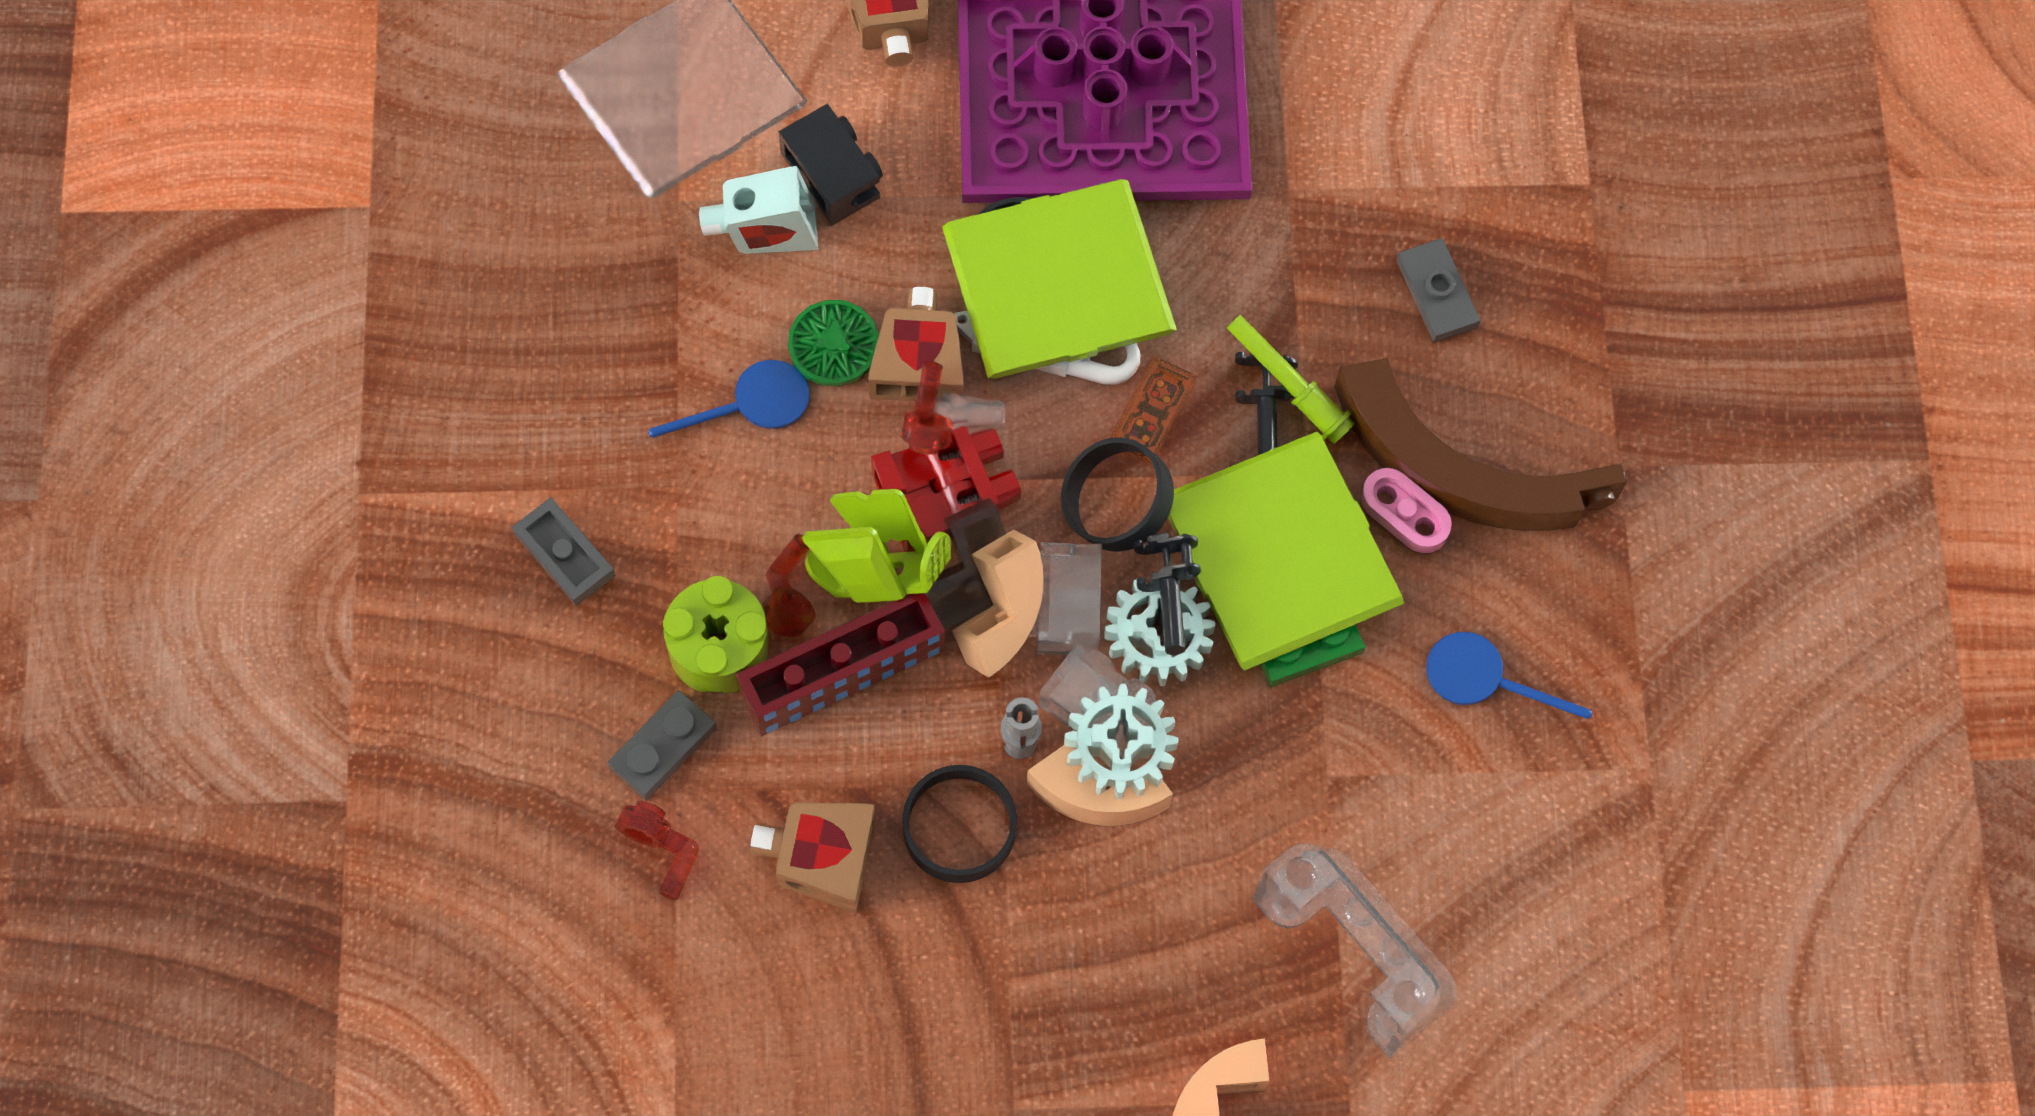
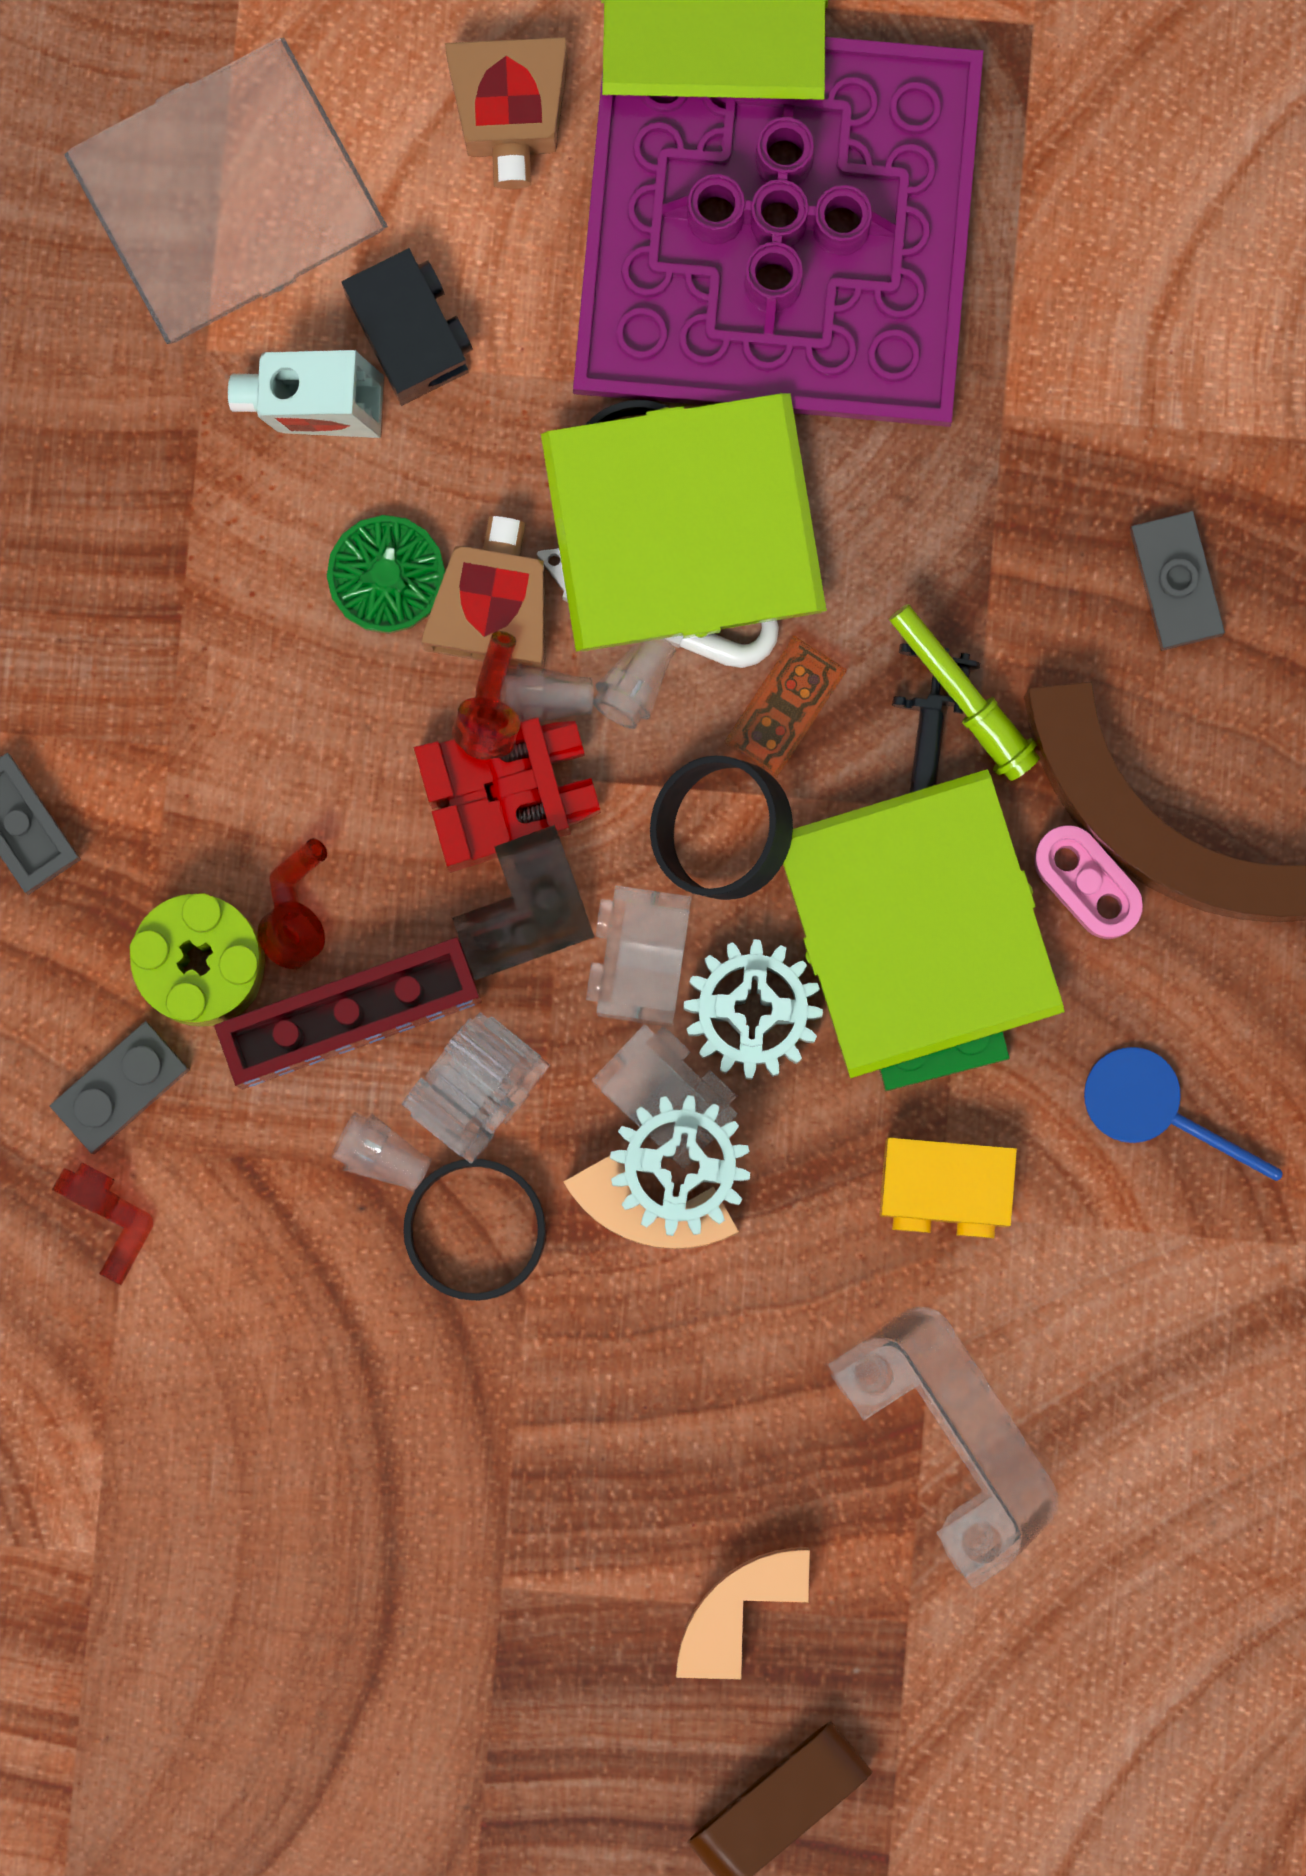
camera: 15 degrees right, 15 degrees up
(766, 394) = (295, 635): blue piece -> none
(820, 850) = (299, 1248): medium nougat torso -> none
(857, 560) = (386, 897): lime piece -> none
(876, 771) = (379, 1153): none -> clear cone
(948, 704) = (475, 1086): none -> clear brick
(1013, 730) = (549, 1115): light grey pin -> none
(1014, 582) = (555, 988): light nougat brick -> none
(1034, 401) = (633, 683): none -> clear cone
(1167, 582) = (769, 963): black piece -> none
(1331, 746) = (947, 1185): none -> yellow brick

